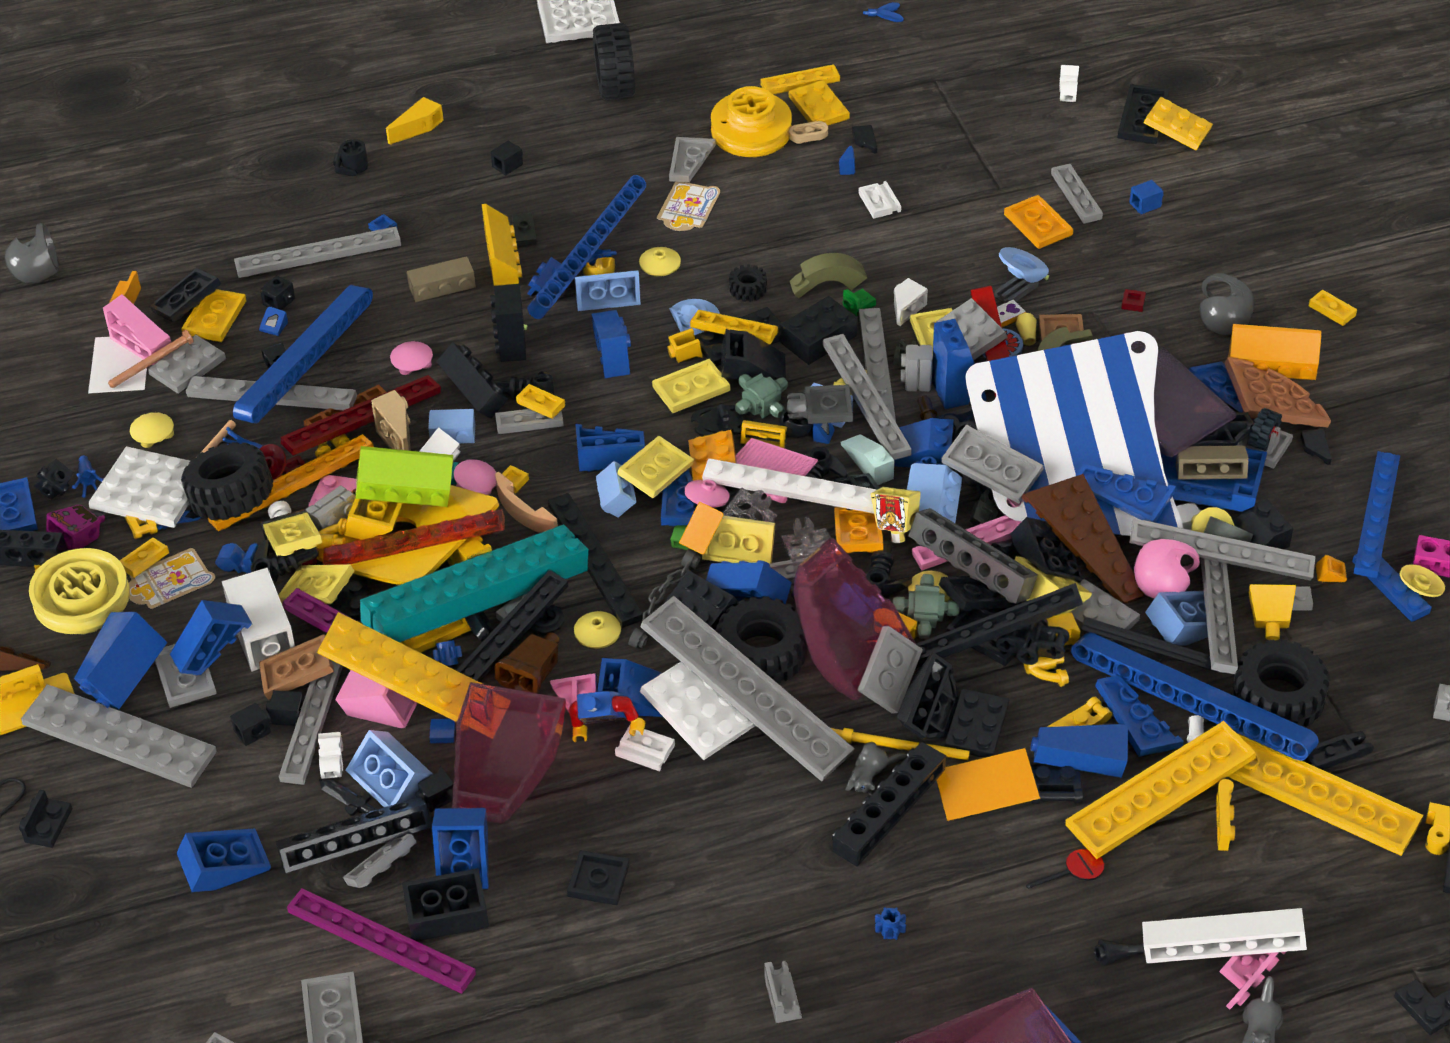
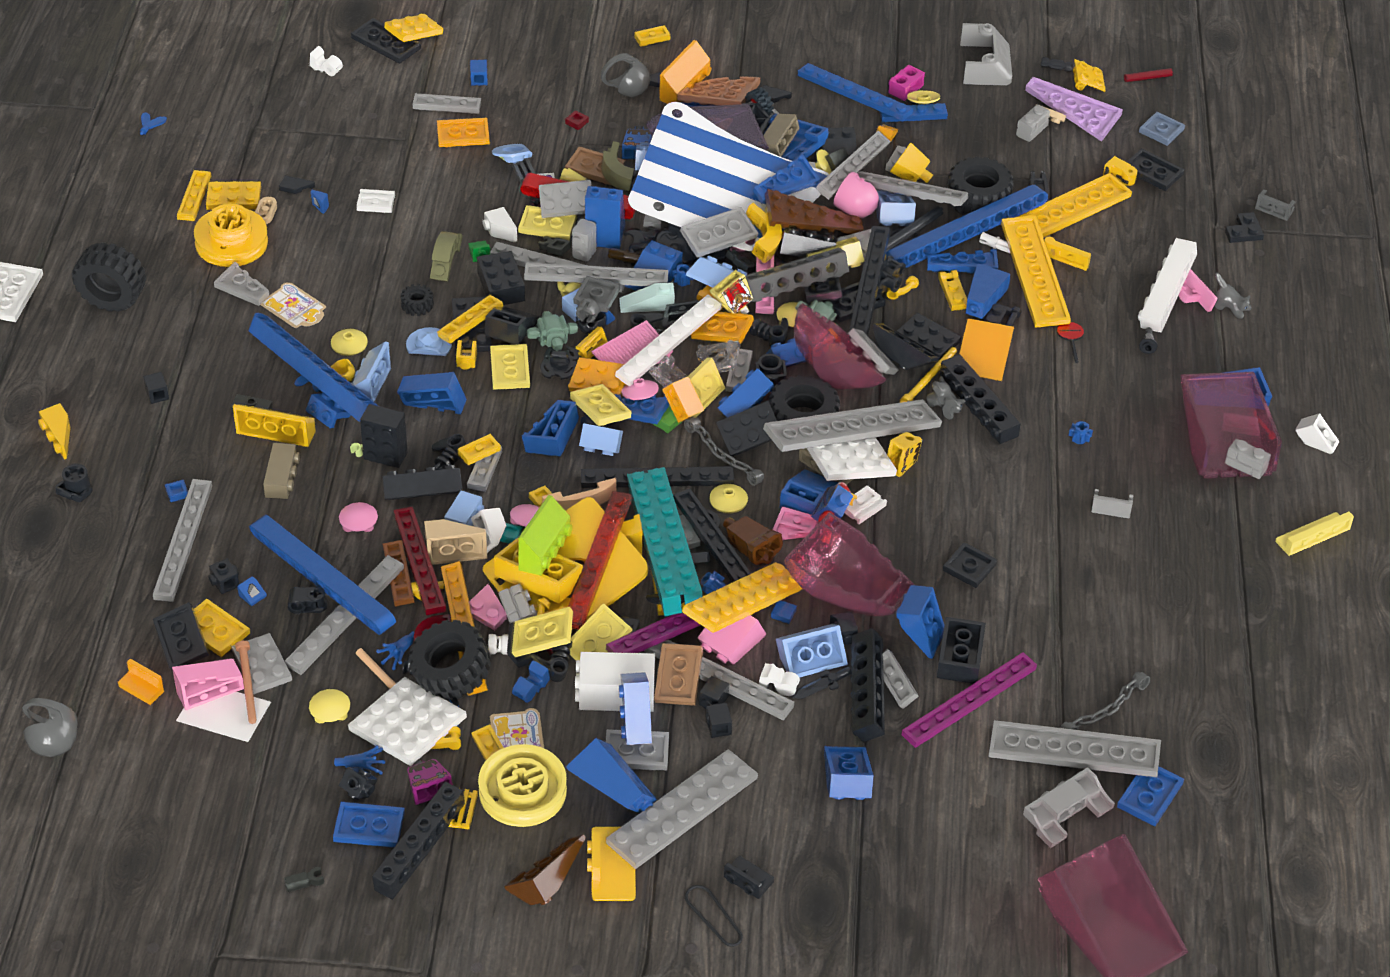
camera: 70 degrees left, 0 degrees up
(746, 754) = (904, 451): none -> yellow torso
(1009, 515) = (767, 245): none -> yellow arch

